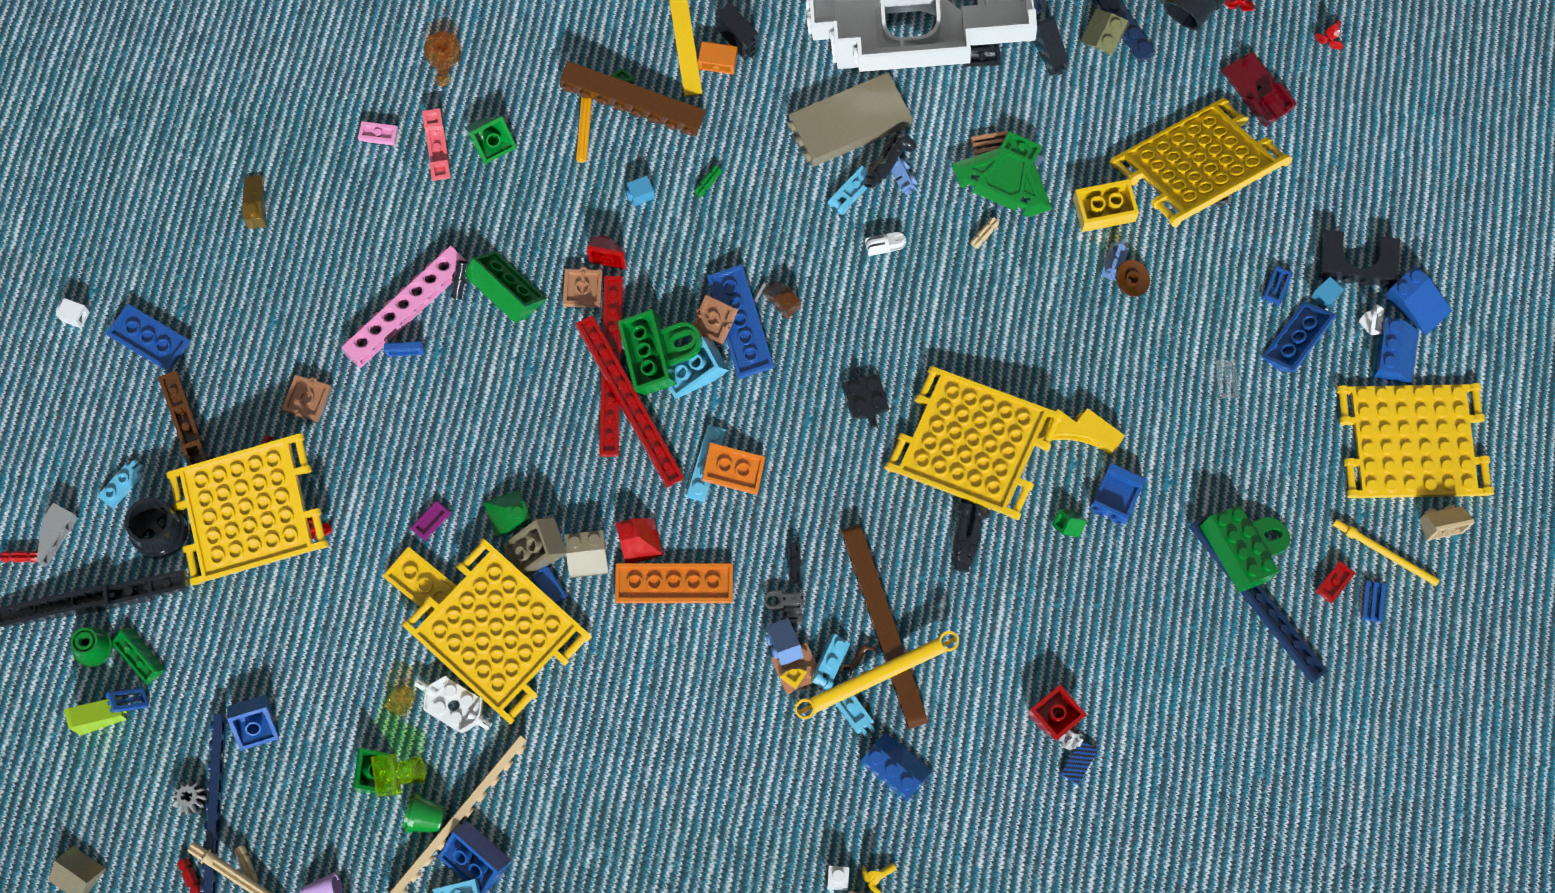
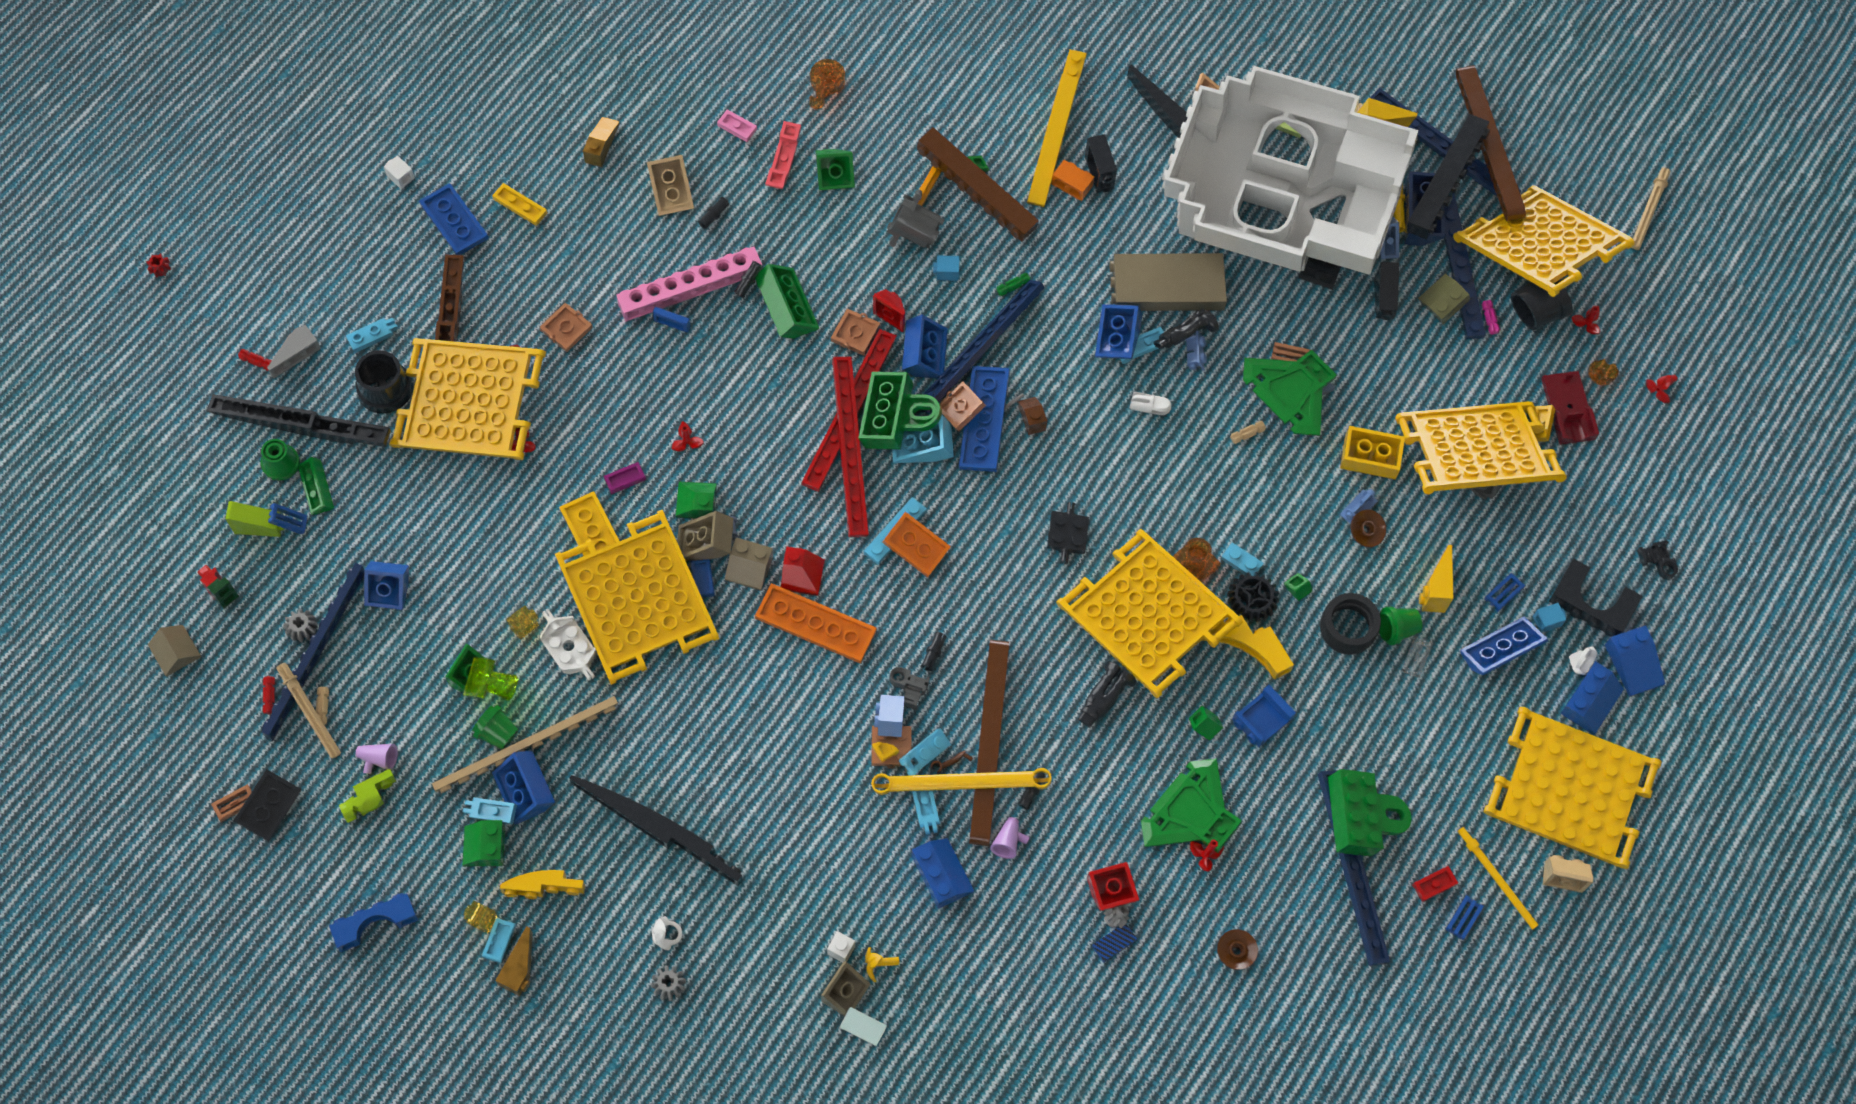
camera: 20 degrees right, 5 degrees down
(90, 795) = (217, 586): none -> dark green hips
(205, 296) = (519, 204): none -> yellow plate
(342, 218) = (670, 185): none -> tan slope
(395, 228) = (713, 212): none -> black pin
(467, 452) = (685, 432): none -> red plant
(591, 160) = (914, 223): none -> dark grey container
(619, 841) = (659, 827): none -> black slope
(654, 277) = (924, 347): none -> blue slope
(706, 247) = (984, 340): none -> dark blue plate
(827, 187) = (1118, 331): none -> blue slope
(941, 711) = (1006, 841): none -> lavender piece
(942, 659) = (1030, 793): none -> black pin
(993, 372) = (1197, 558): none -> clear orange plant
(1033, 356) = (1241, 560): none -> medium azure plate
(1051, 386) = (1236, 590): none -> black gear
(1093, 609) = (1191, 810): none -> green plate
(1094, 358) = (1298, 586): none -> green slope
(1128, 639) = (1198, 851): none -> red plant
(1152, 32) = (1491, 317): none -> dark pink axle
(1163, 354) = (1359, 604): none -> black tyre
(1194, 711) = (1244, 942): none -> reddish brown dish
(1199, 357) = (1399, 624): none -> green piece
(1220, 306) = (1439, 589): none -> yellow slope
(1242, 105) = (1545, 415): none -> yellow plate
(1274, 44) = (1602, 372): none -> clear orange hair
(1395, 193) = (1660, 556): none -> black piece

